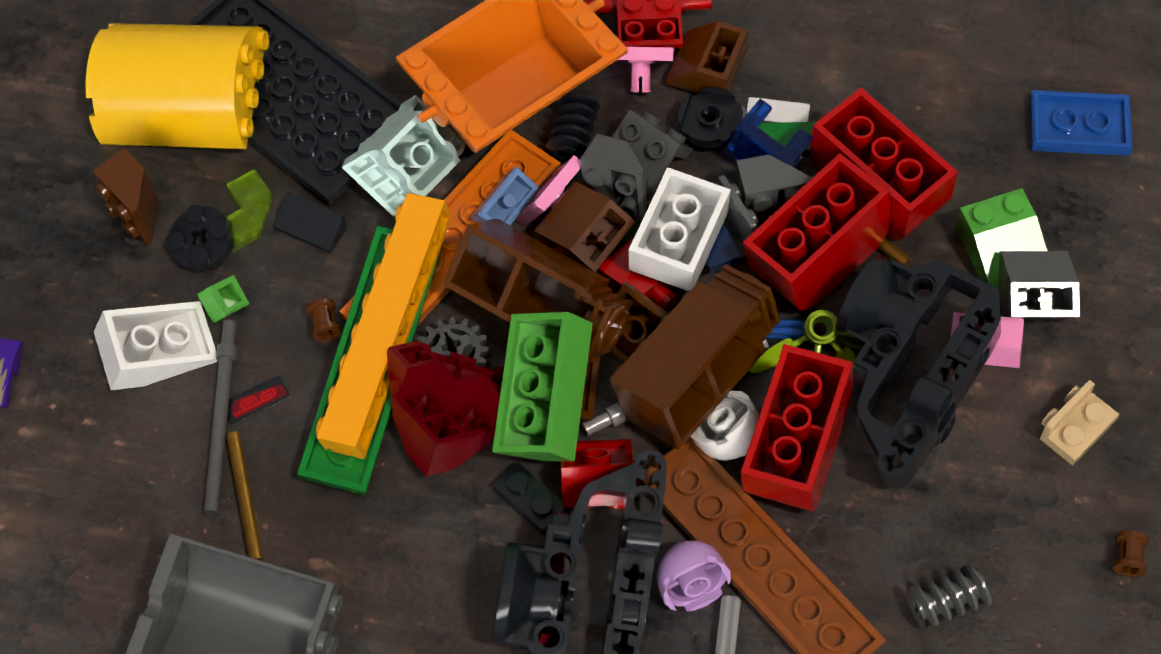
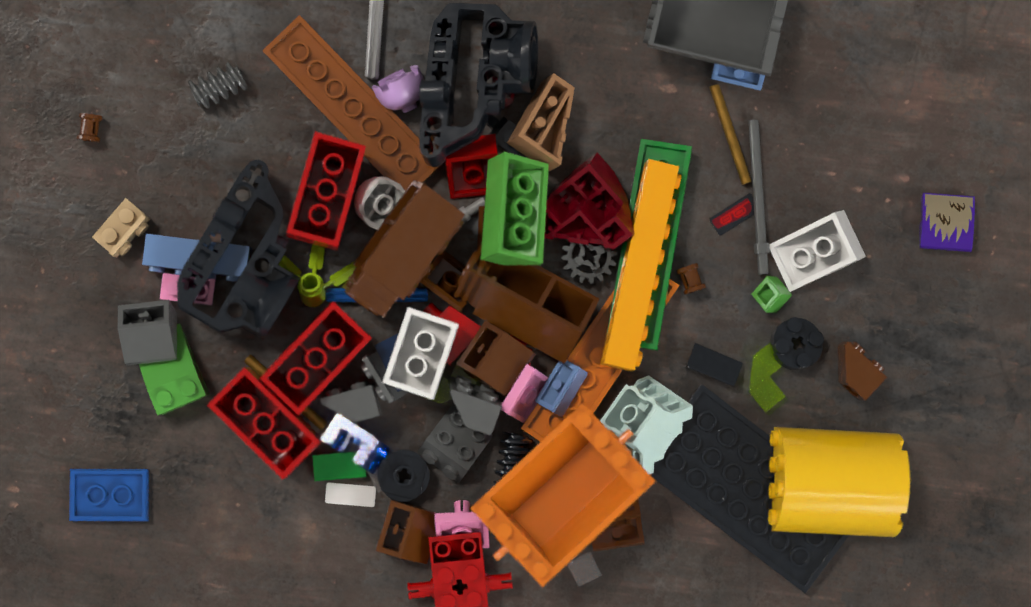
camera: 175 degrees right, 25 degrees up
(493, 512) = (544, 122): none -> medium nougat wedge
(999, 387) = (173, 253): none -> medium blue brick

